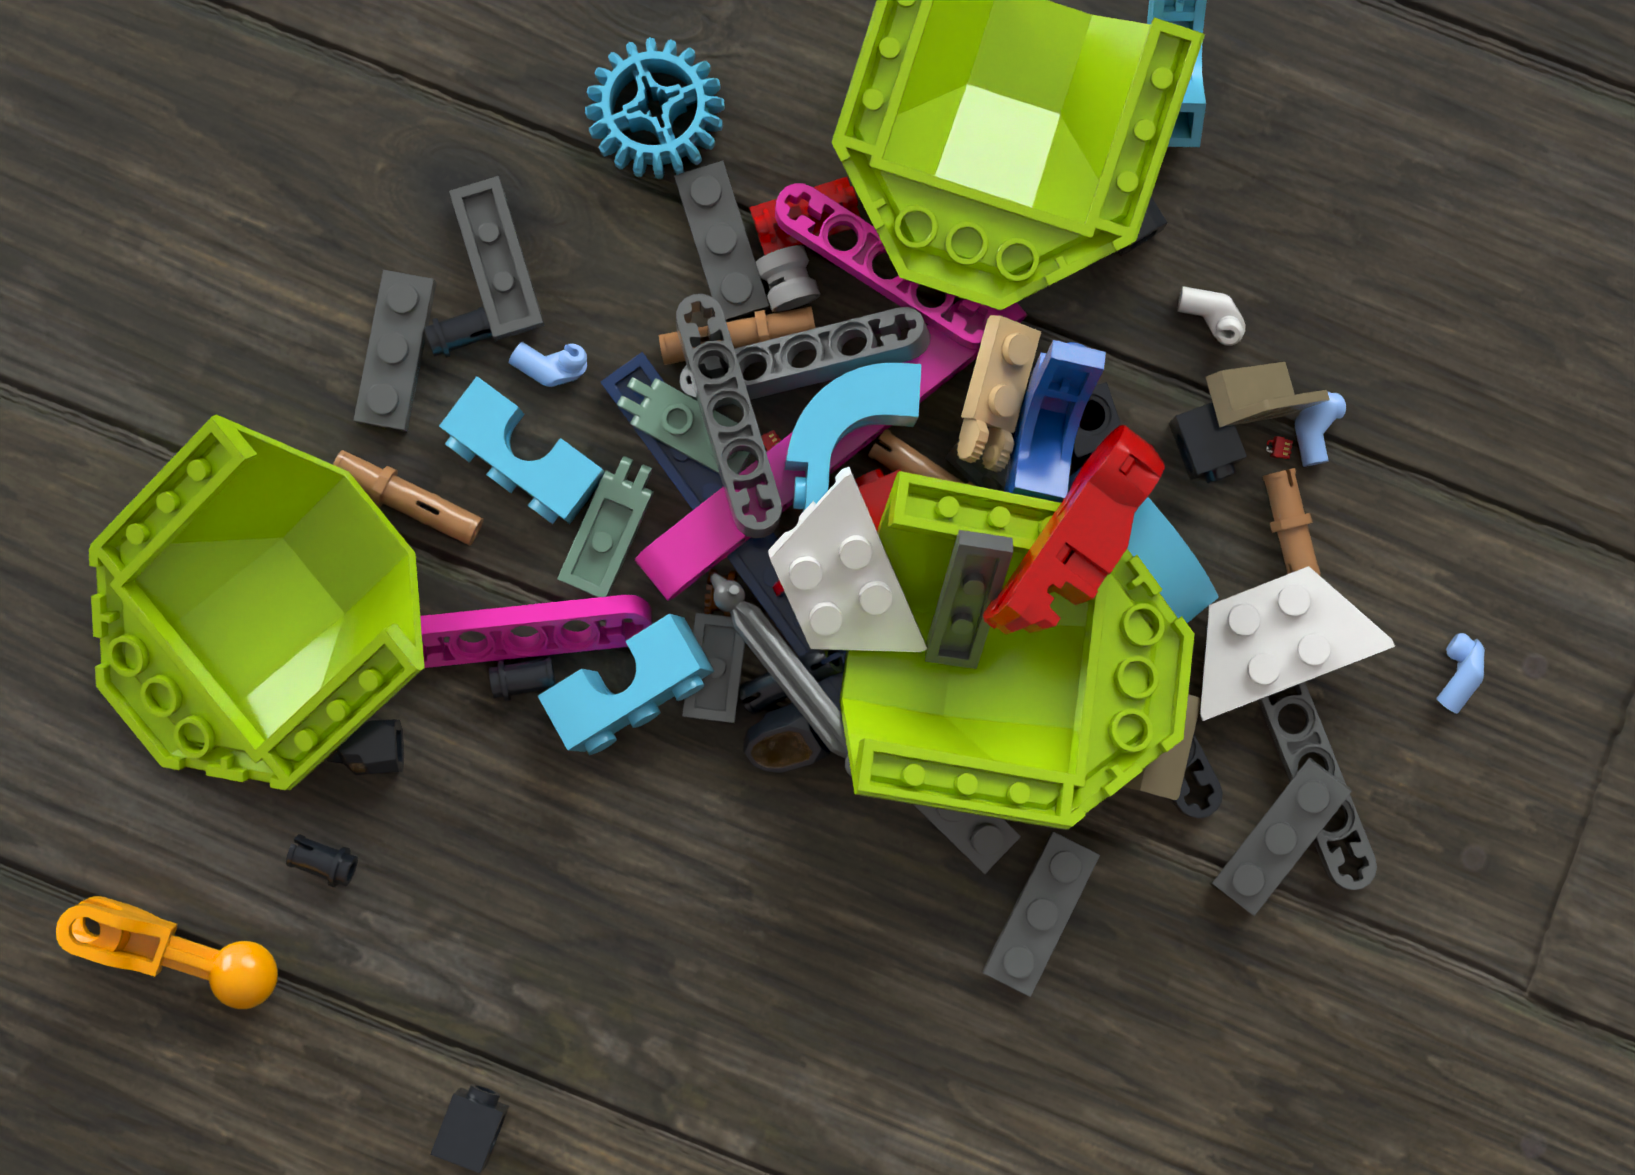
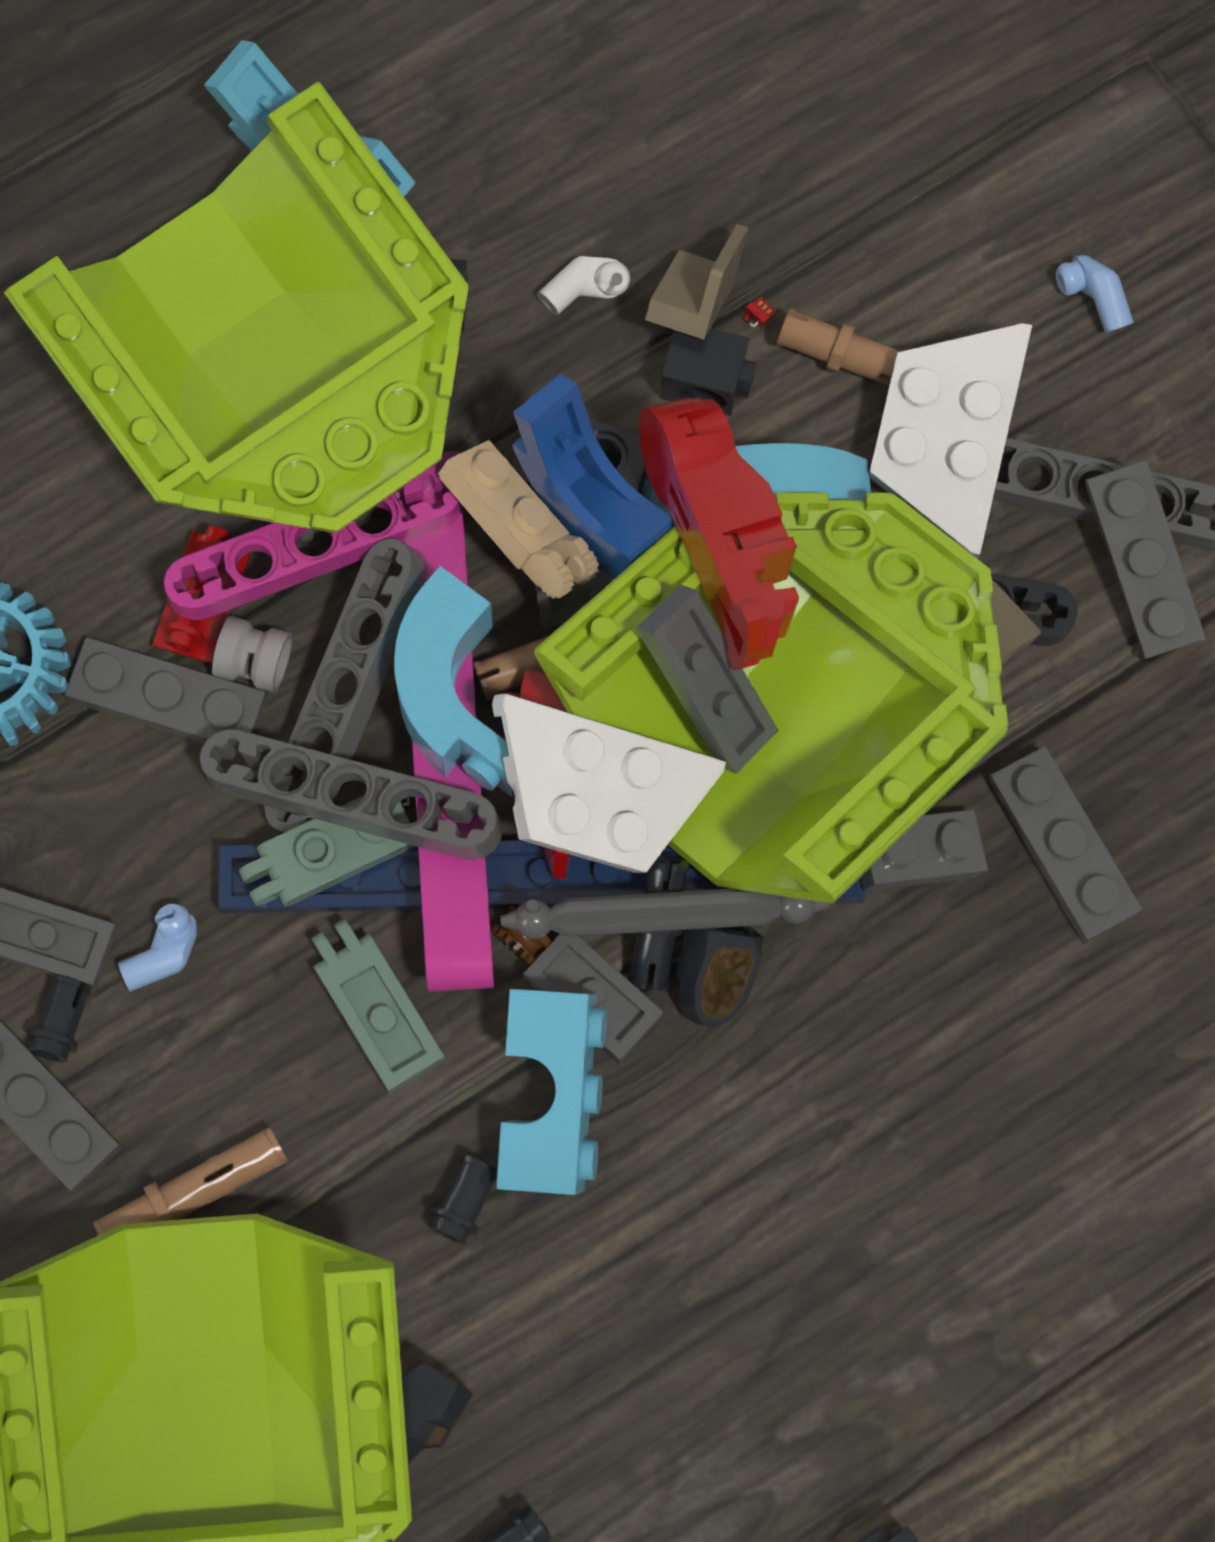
camera: 60 degrees left, 10 degrees down
(483, 427) = (287, 1028): medium azure arch -> none
(545, 618) = (427, 1129): dark pink beam -> none
(746, 331) = (278, 724): medium nougat pin -> none
(1311, 426) = (760, 269): light blue arm -> none

